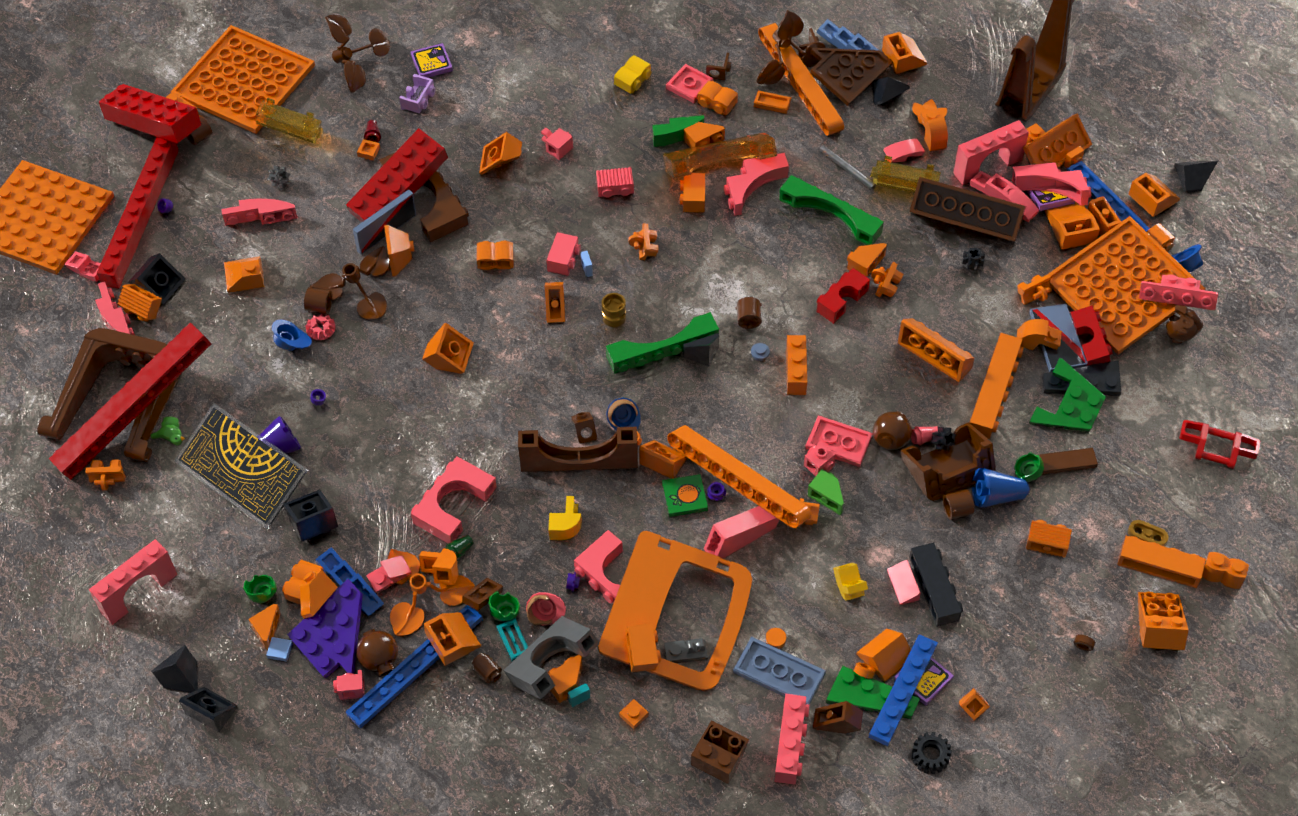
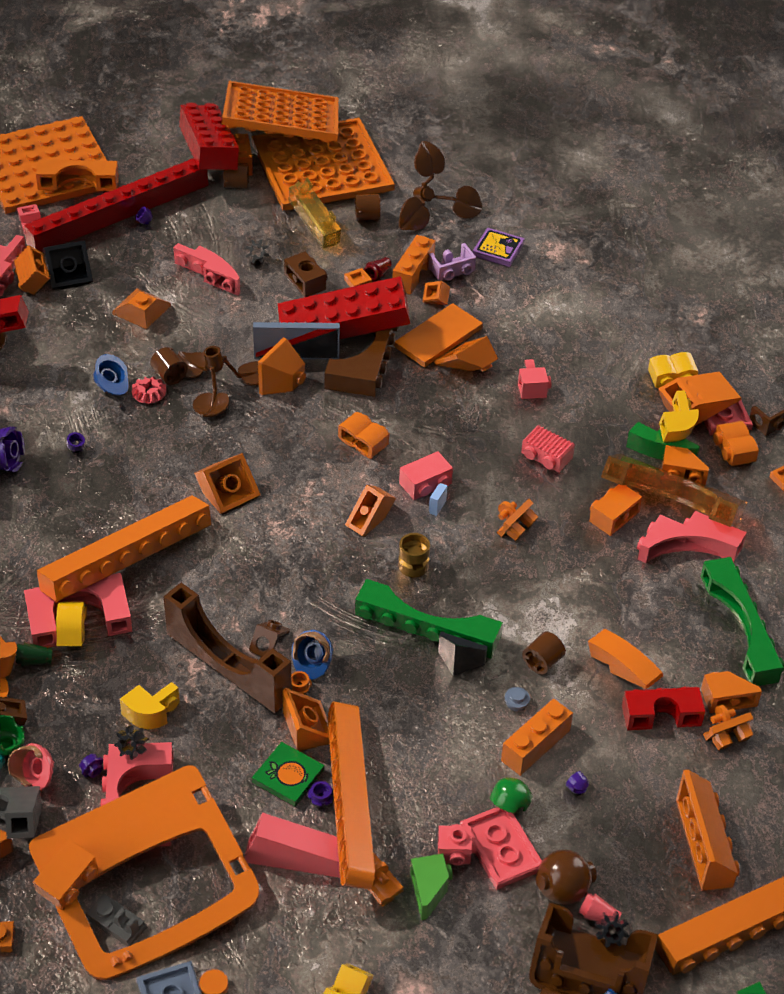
camera: 40 degrees right, 10 degrees down
(103, 195) = (55, 173): none -> orange arch
(179, 57) = (281, 111): none -> orange plate
(316, 91) = (367, 207): none -> reddish brown piece
(329, 170) = (305, 274): none -> reddish brown brick
(395, 113) = (413, 261): none -> orange arch
(429, 123) = (436, 293): none -> orange slope
(442, 439) = (123, 548): none -> orange brick
(463, 152) = (438, 335): none -> orange tile
(463, 509) = (70, 623): none -> yellow brick
(588, 543) = (124, 743): none -> black gear
(670, 83) = (707, 393): none -> orange slope
(683, 105) = (680, 422): none -> yellow brick
(795, 282) = (624, 659): none -> orange slope
(818, 408) = (511, 795): none -> green hair
(843, 374) = (577, 783): none -> dark purple hinge

